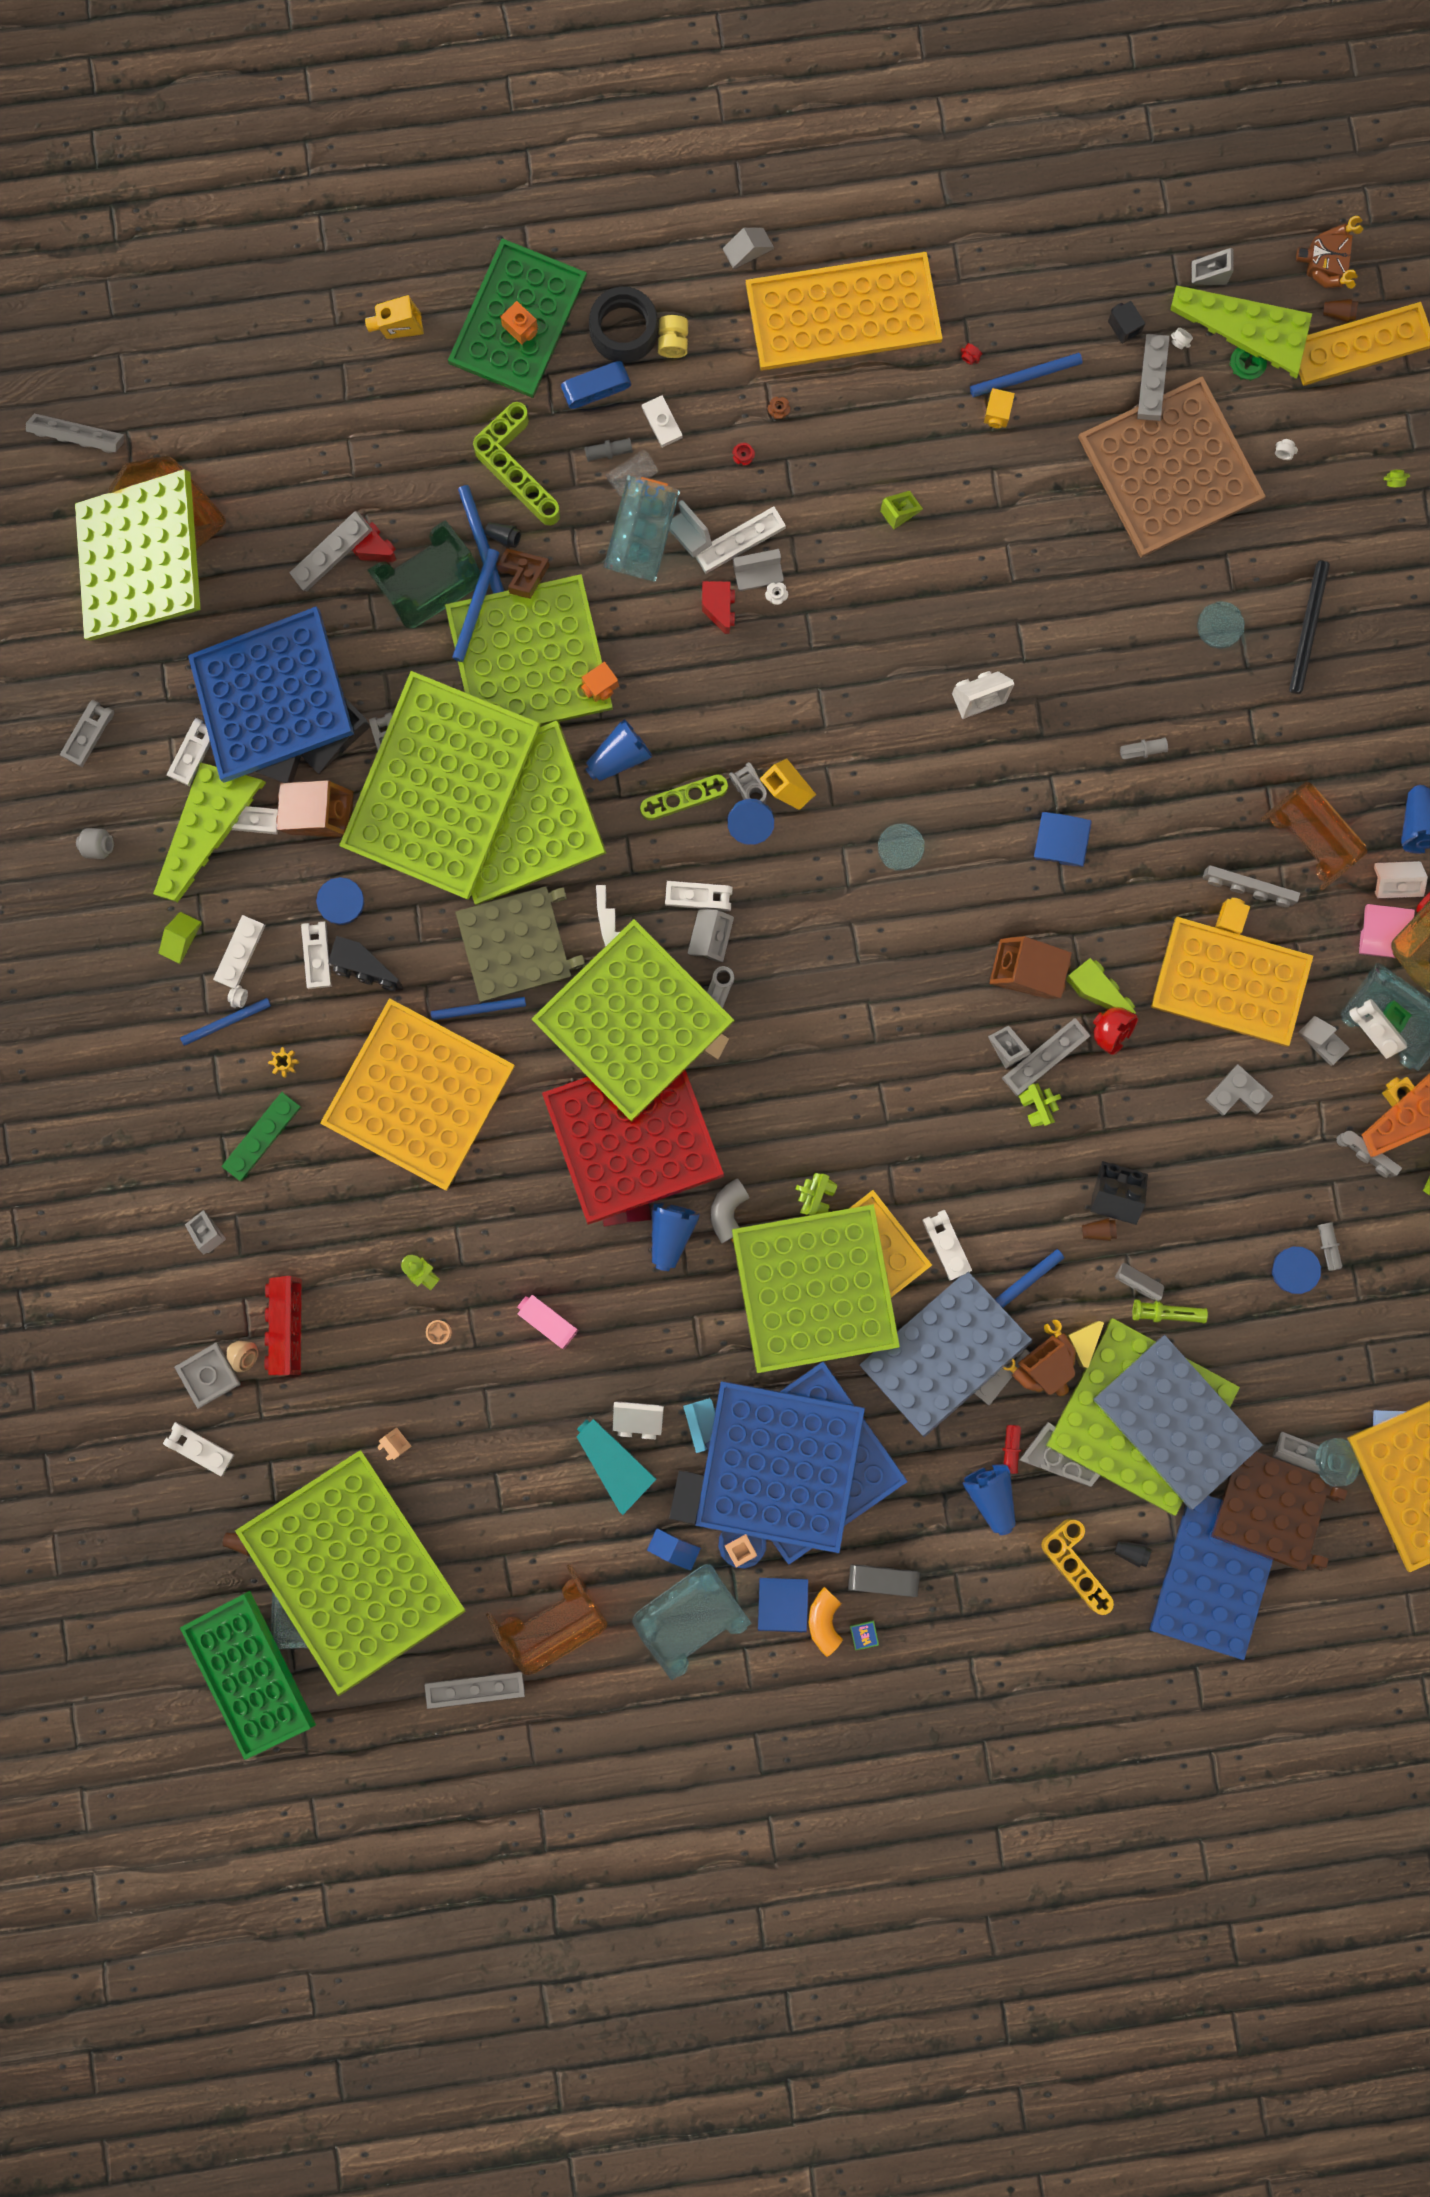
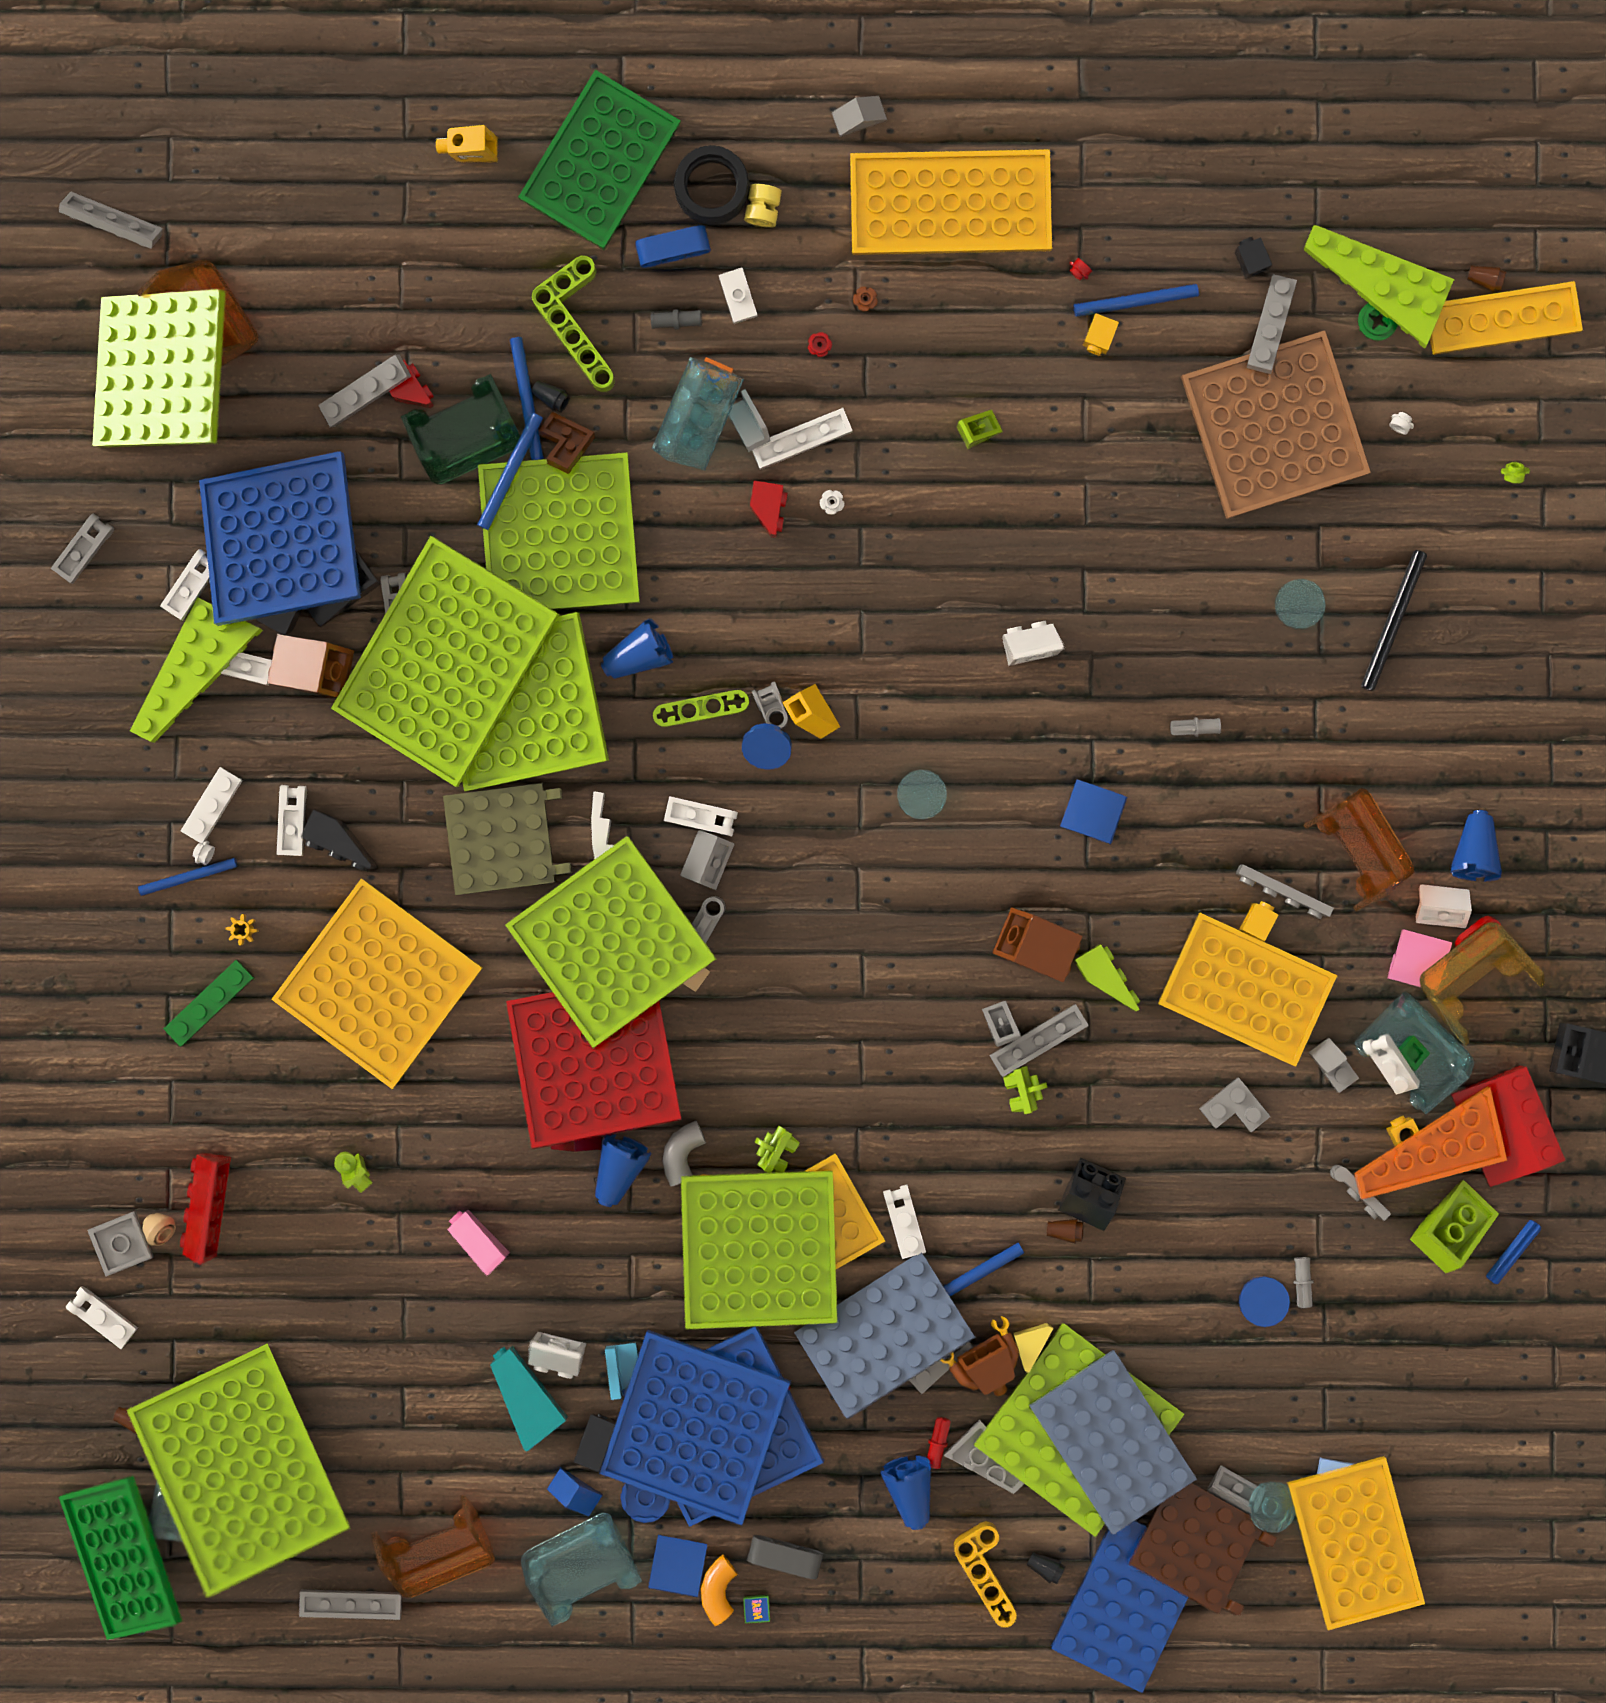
camera: 15 degrees right, 5 degrees up
(94, 843) = (75, 668): light grey head -> none
(178, 937) = (150, 780): lime slope -> none
(204, 1233) = (136, 1096): light grey slope -> none
(340, 901) = (324, 766): blue tile -> none
(394, 1444) = (303, 1343): light nougat tile -> none
(435, 1331) = (361, 1237): light nougat wheel -> none
(478, 1008) = (453, 901): blue bar -> none
(519, 323) = (600, 169): orange brick -> none
(599, 683) = (628, 576): orange brick -> none
(638, 466) = (698, 345): clear slope -> none
(740, 1550) = (642, 1506): light nougat slope -> none
(758, 570) = (816, 474): light grey panel -> none
(1113, 1028) = (1113, 1022): red cylinder -> none
(1140, 1282) = (1099, 1289): light grey slope -> none
(1156, 1310) = (1110, 1326): lime pin -> none
(1181, 338) = (1309, 284): white plate -> none
(1213, 269) = (1356, 212): light grey slope -> none
(1330, 256) = (1485, 217): dark orange torso -> none

